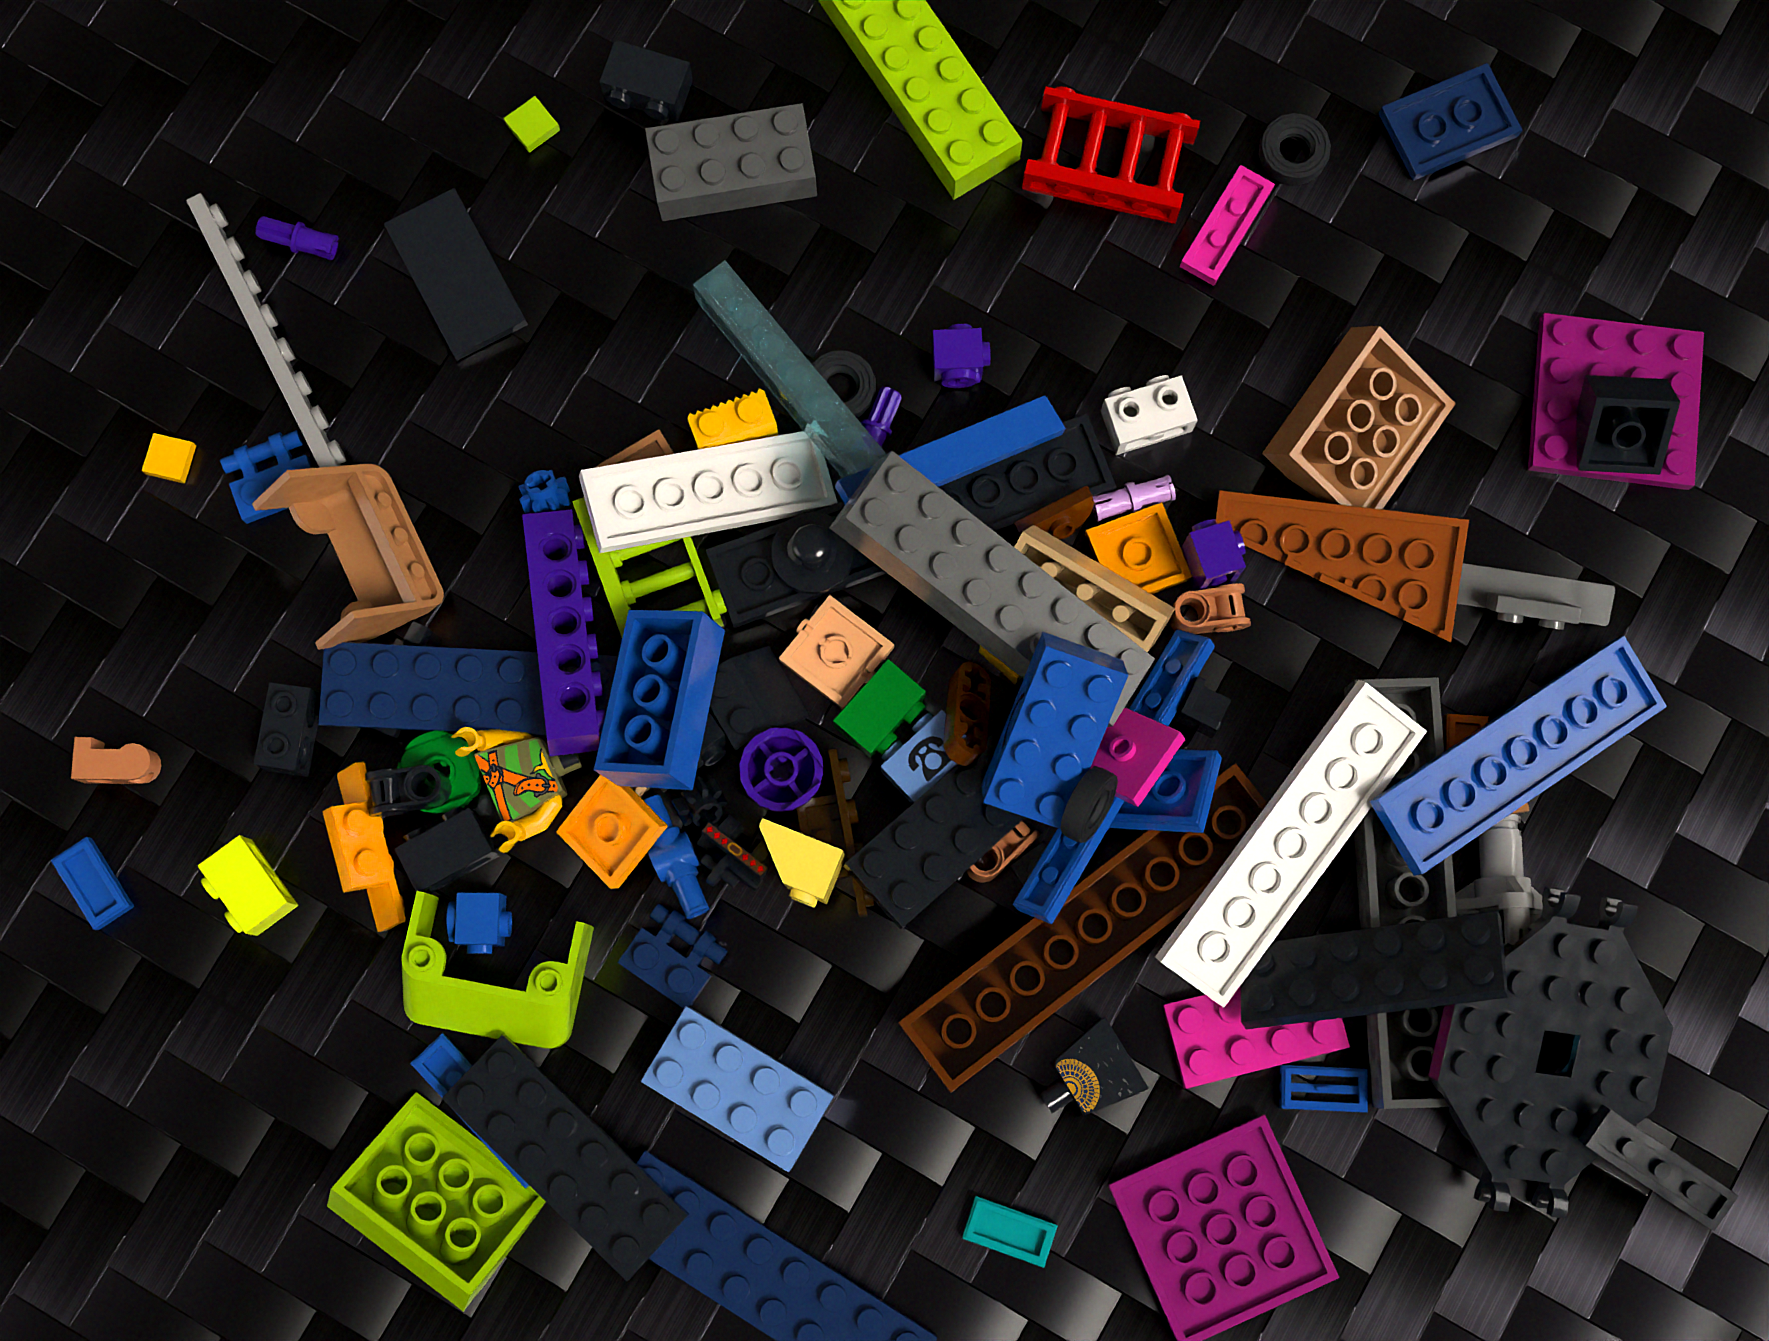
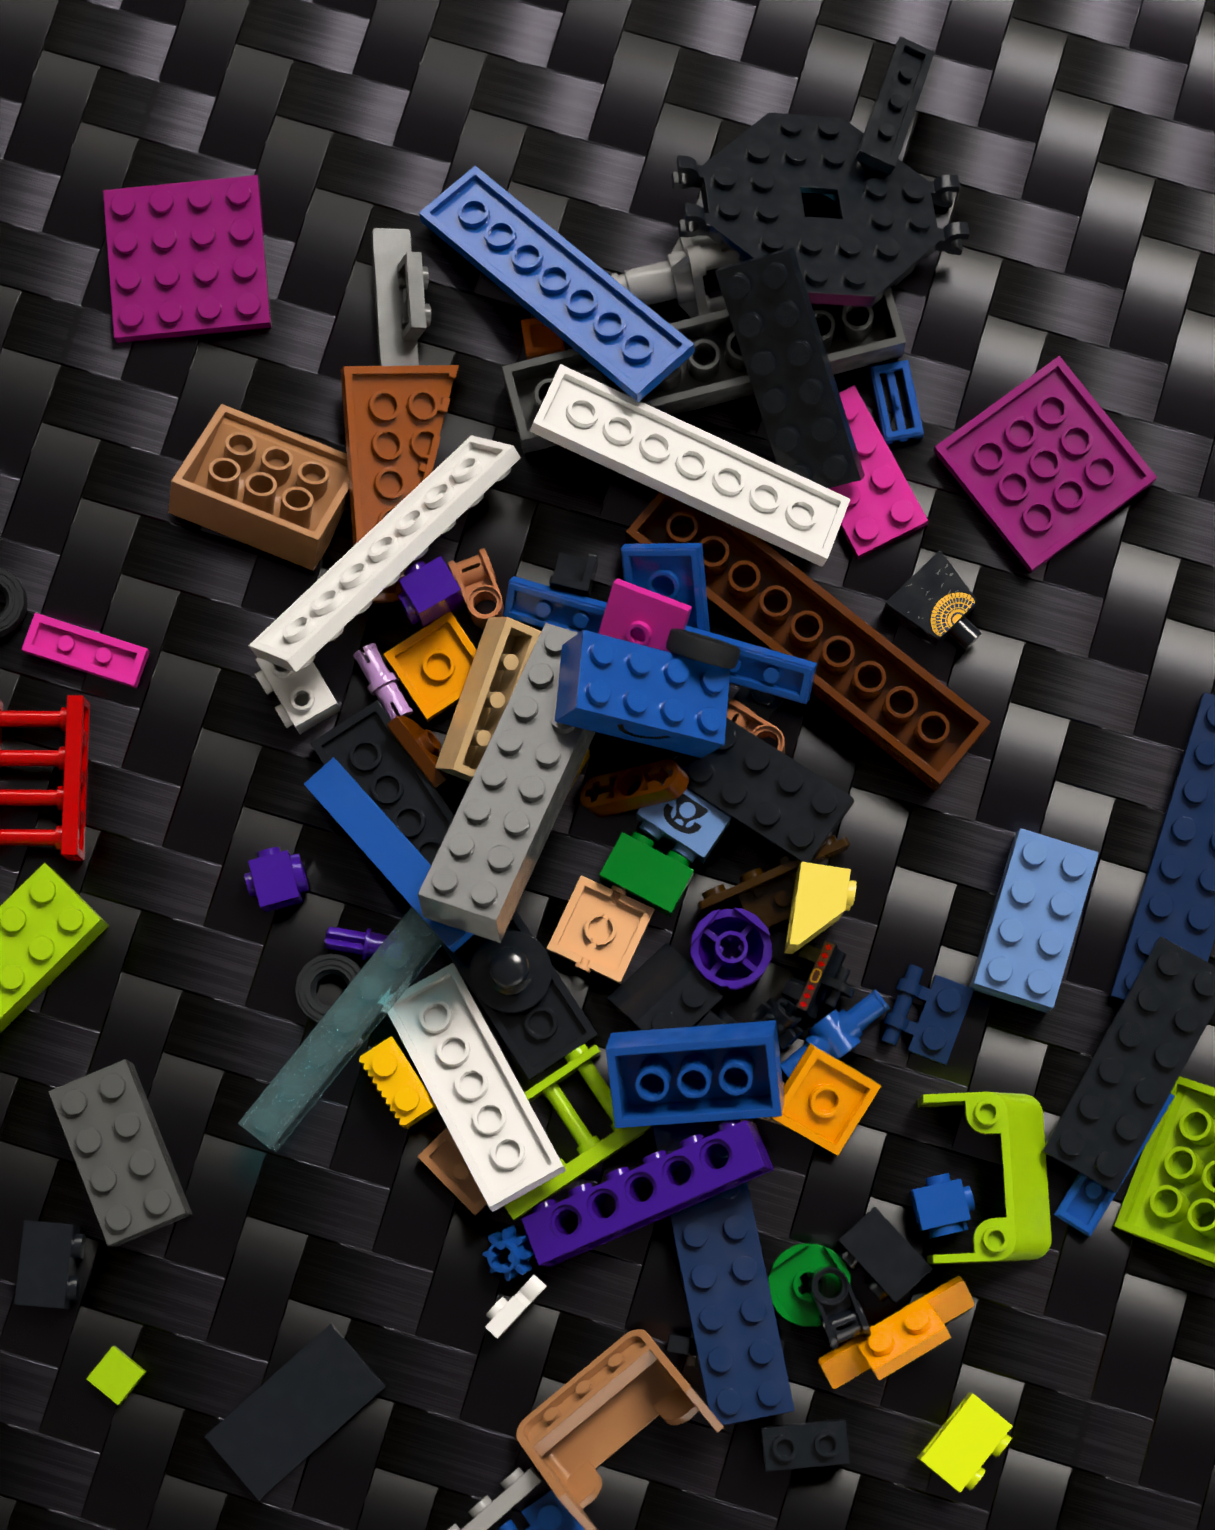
camera: 100 degrees left, 0 degrees up
(491, 479) = (506, 1312): none -> white plate
(520, 779) = (798, 1200): torso -> none
(1009, 1231) = (1094, 650): teal tile -> none
(1263, 518) = (384, 553): none -> white plate
(1624, 424) = (216, 244): black slope -> none

